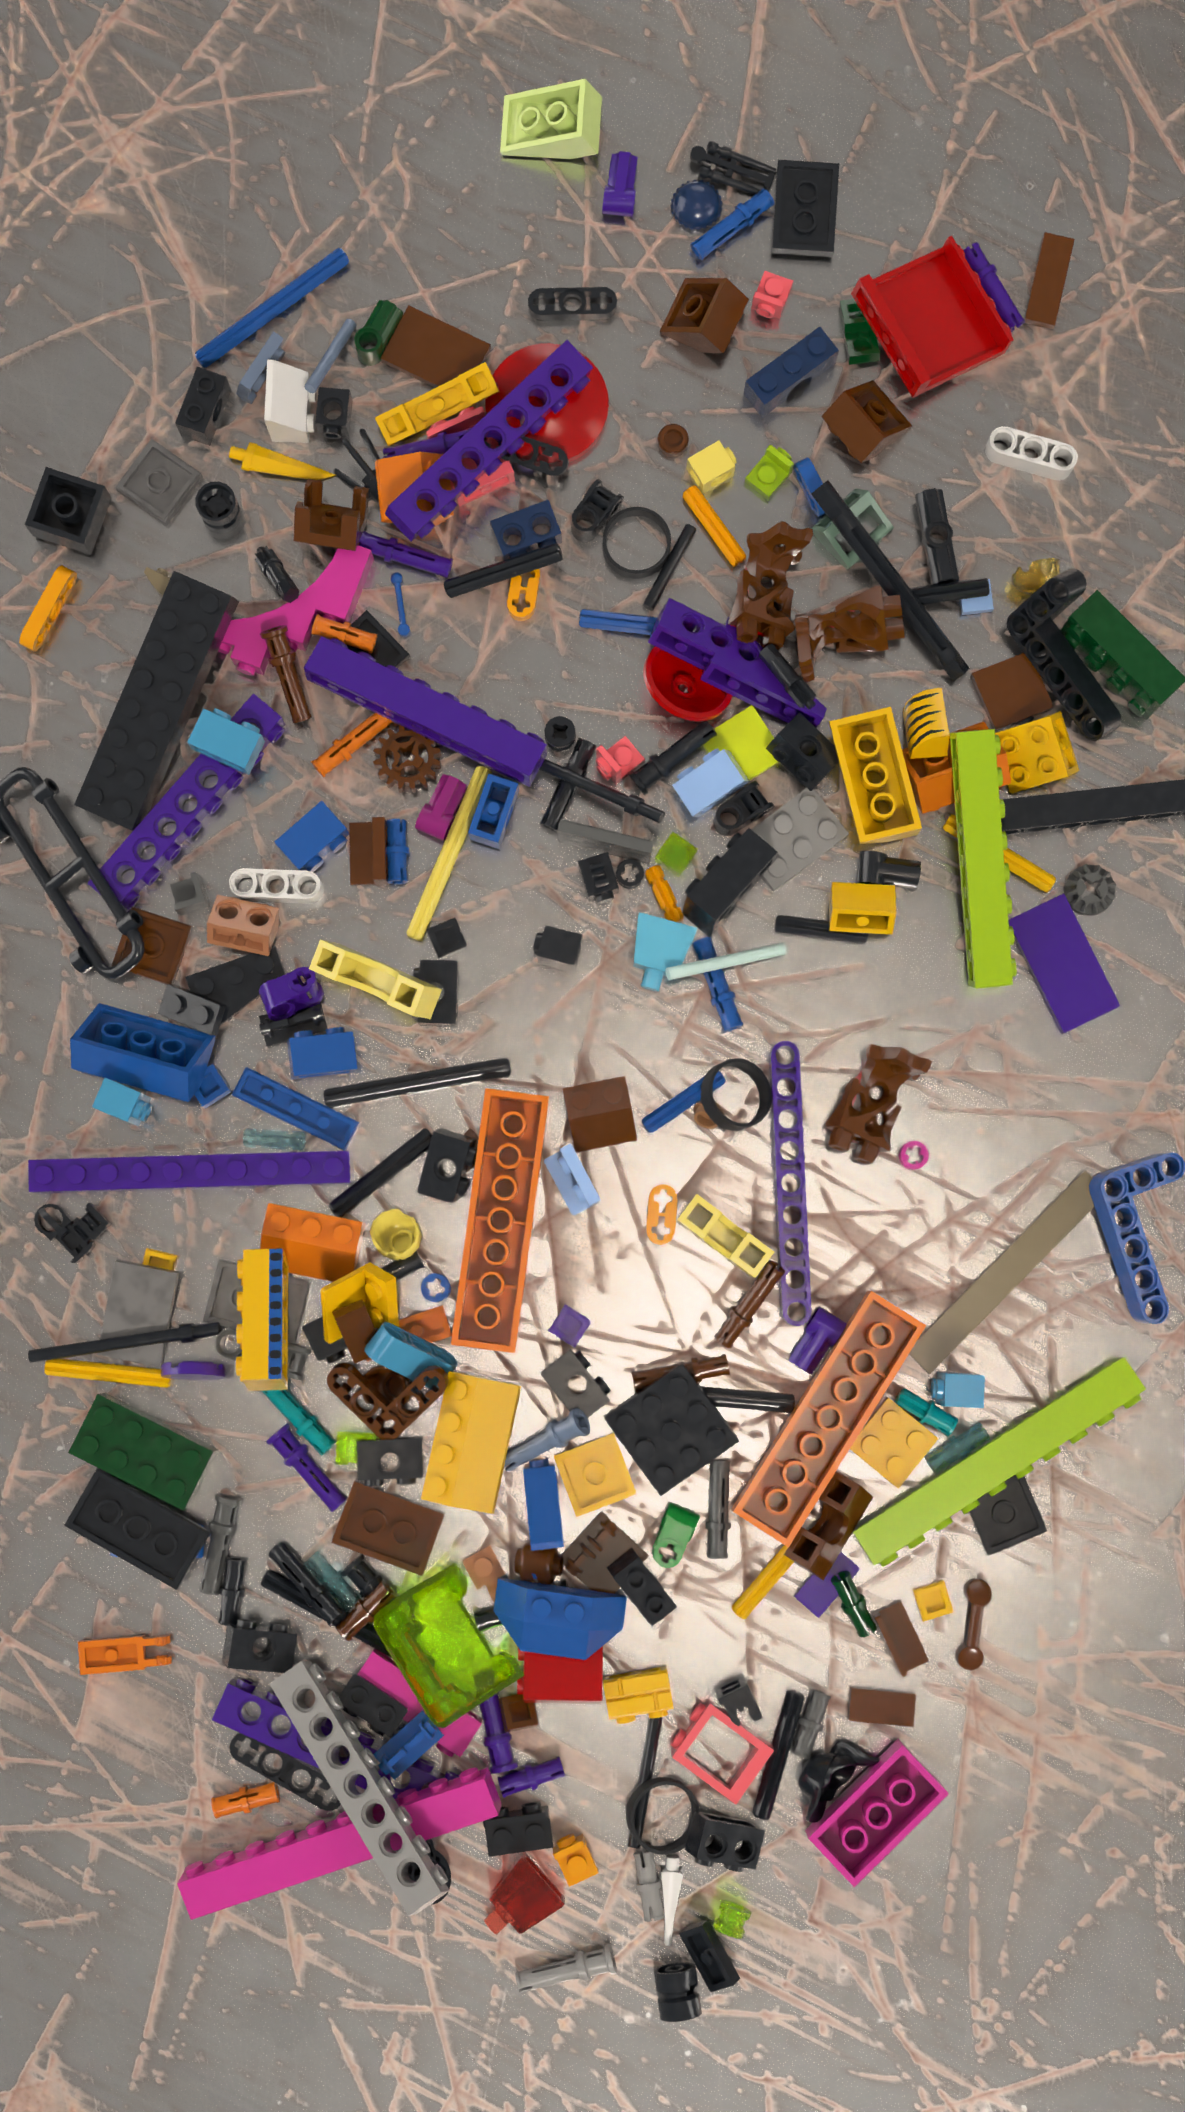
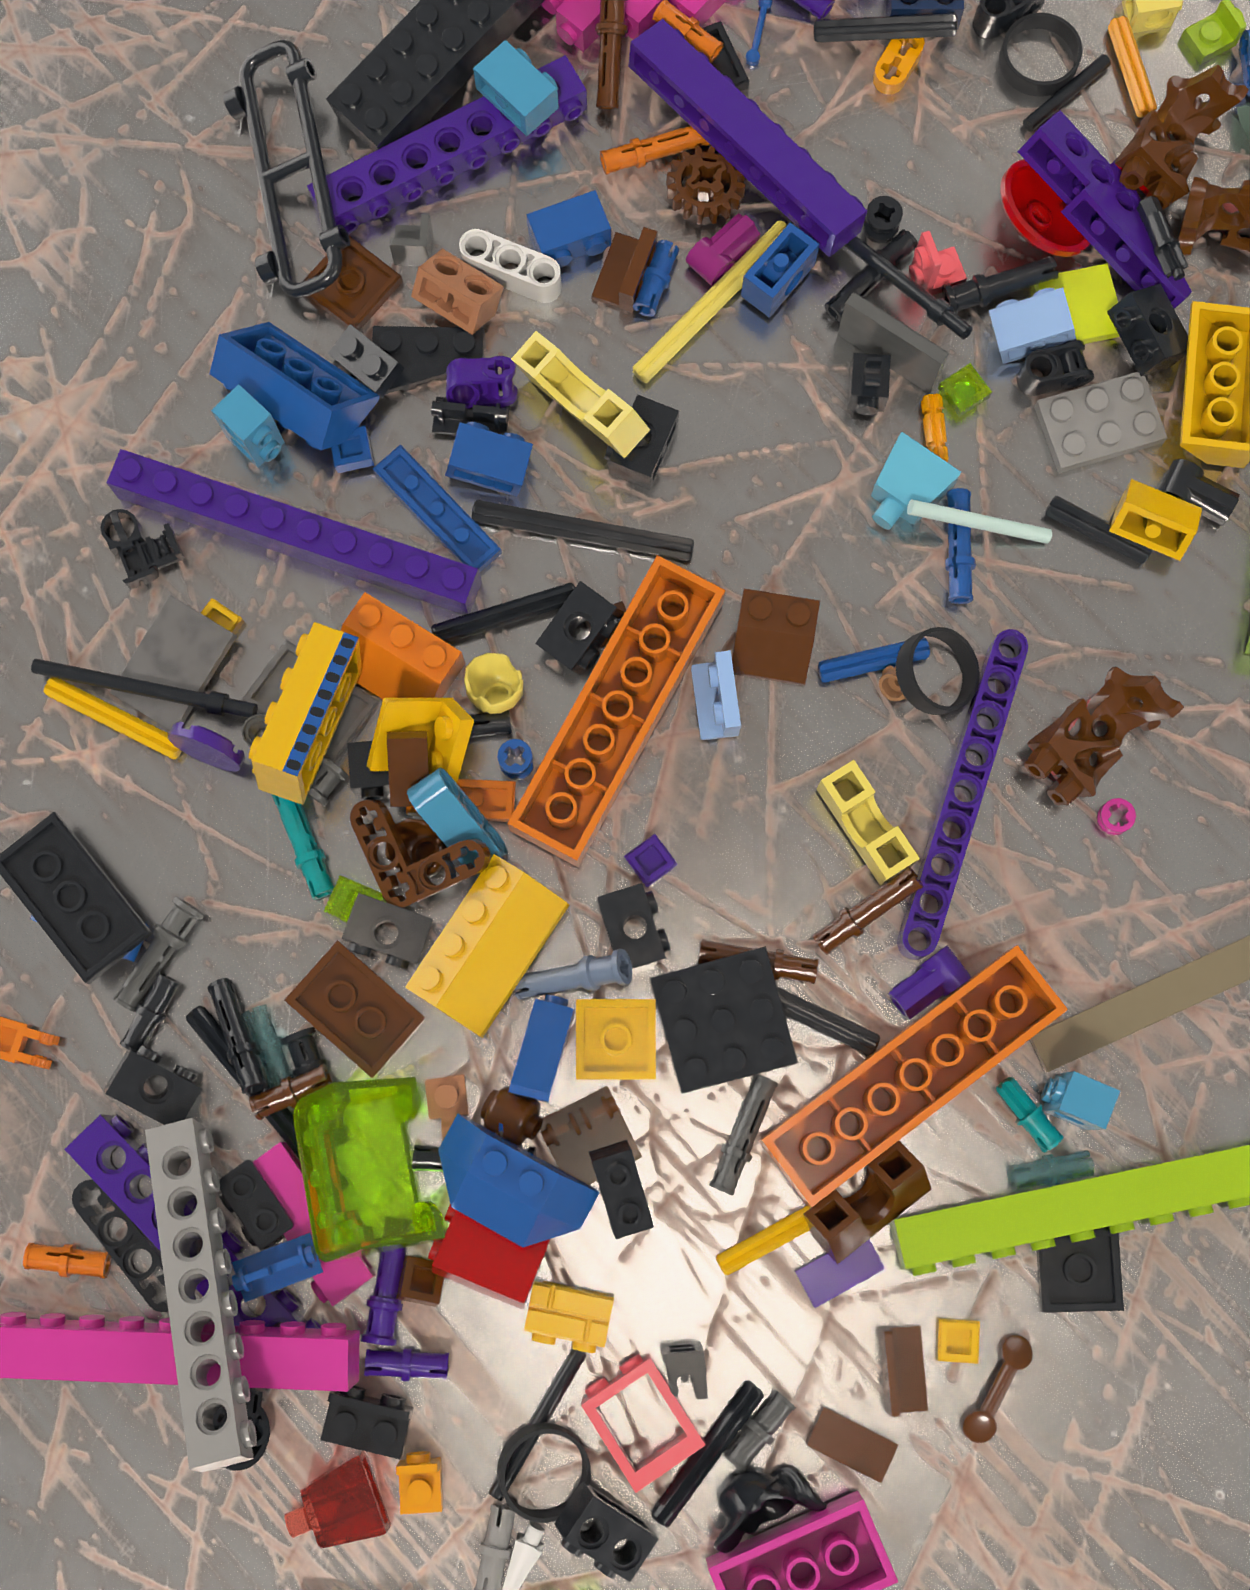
camera: 20 degrees right, 5 degrees down
(143, 1451) = (115, 816): dark green brick -> none
(274, 1139) = (399, 531): clear light blue axle -> none
(333, 1498) = (306, 951): dark purple pin -> none
(447, 938) = (676, 389): black tile -> none
(558, 948) = (796, 438): black brick -> none
(616, 621) = (986, 126): blue axle -> none
(621, 870) = (910, 383): black bush -> none
(653, 1214) = (794, 771): light orange beam -> none
(675, 1529) = (685, 1139): piece -> none
(727, 880) = (1013, 432): black wedge -> none
(853, 1603) = (863, 1307): dark green pin -> none
(893, 1442) = (976, 1136): yellow plate -> none

